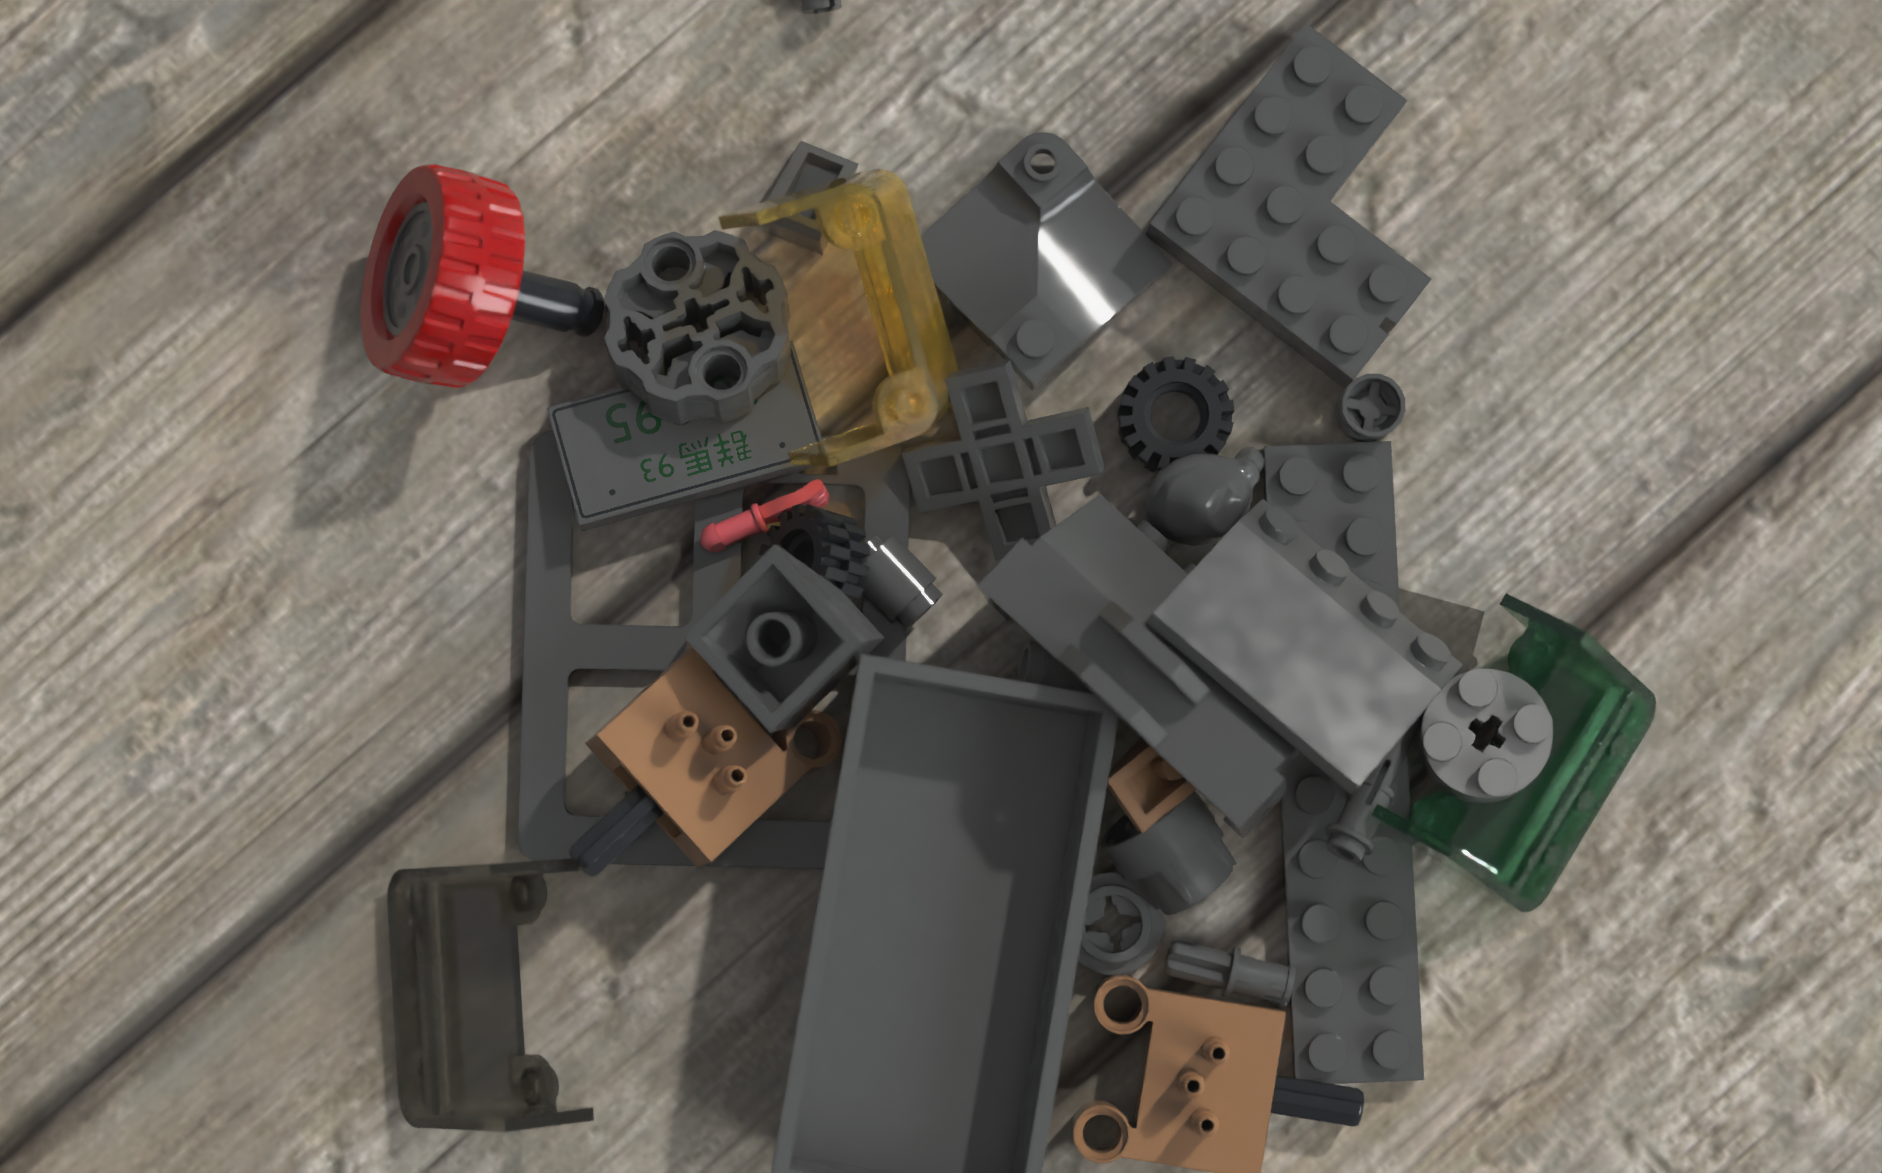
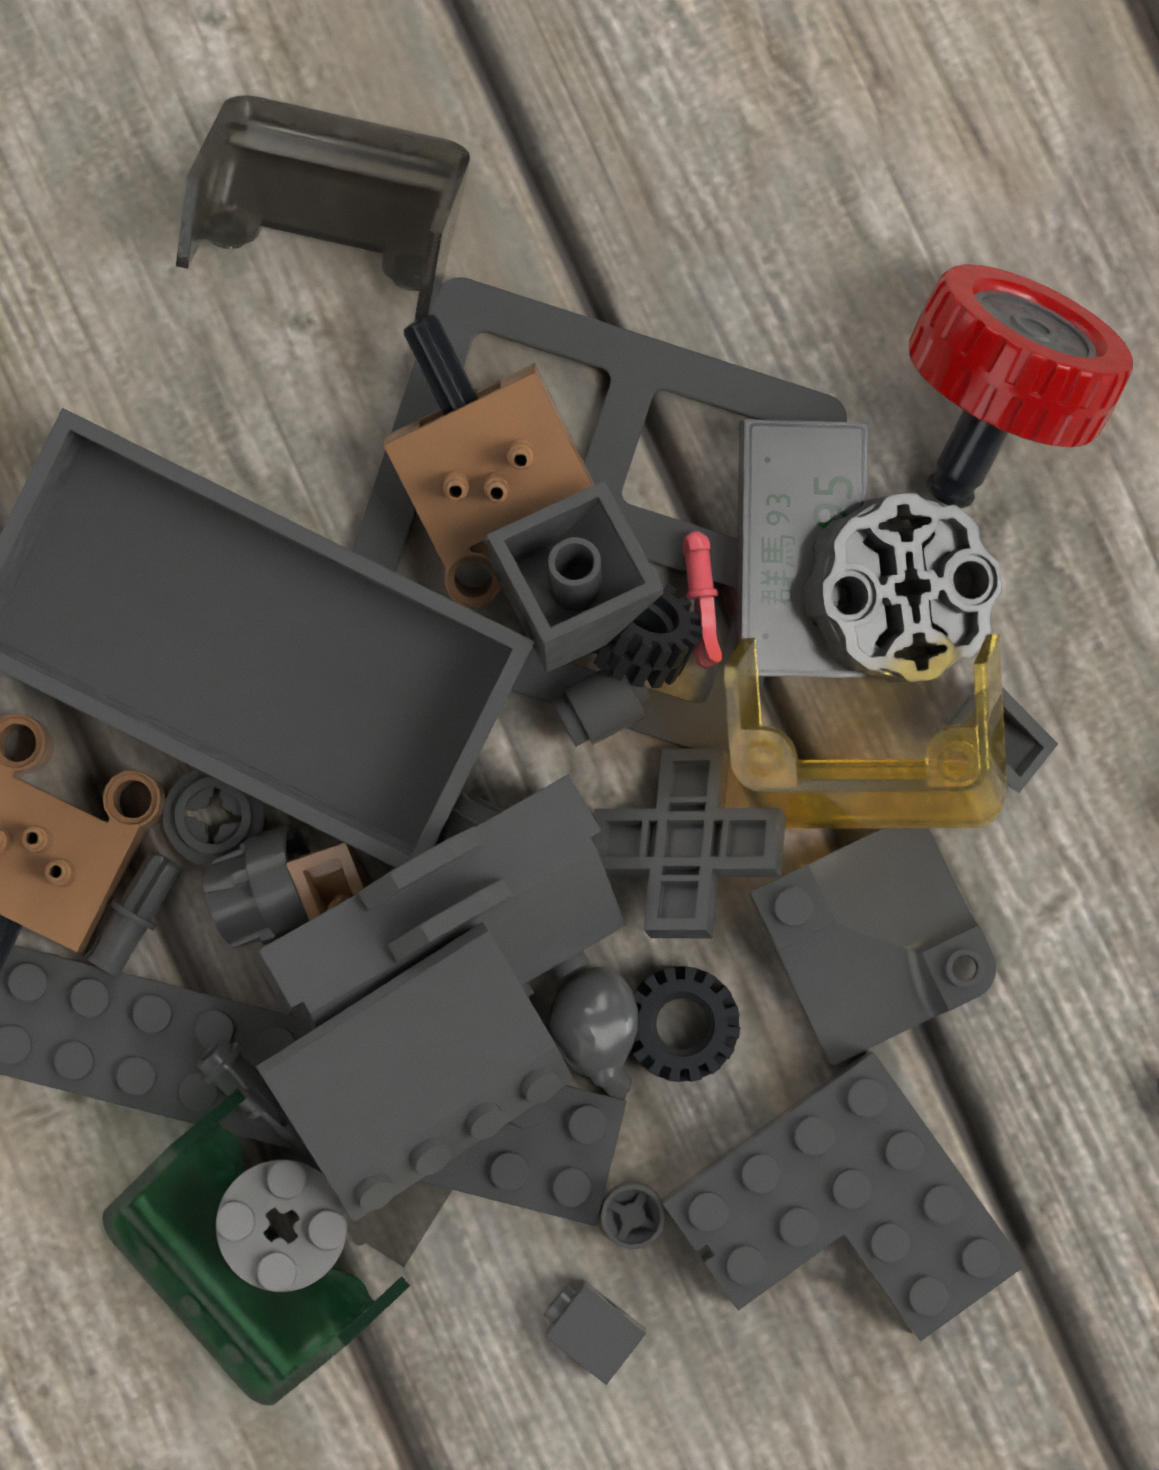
camera: 110 degrees right, 0 degrees up
(1489, 413) = (592, 1330): none -> dark grey brick

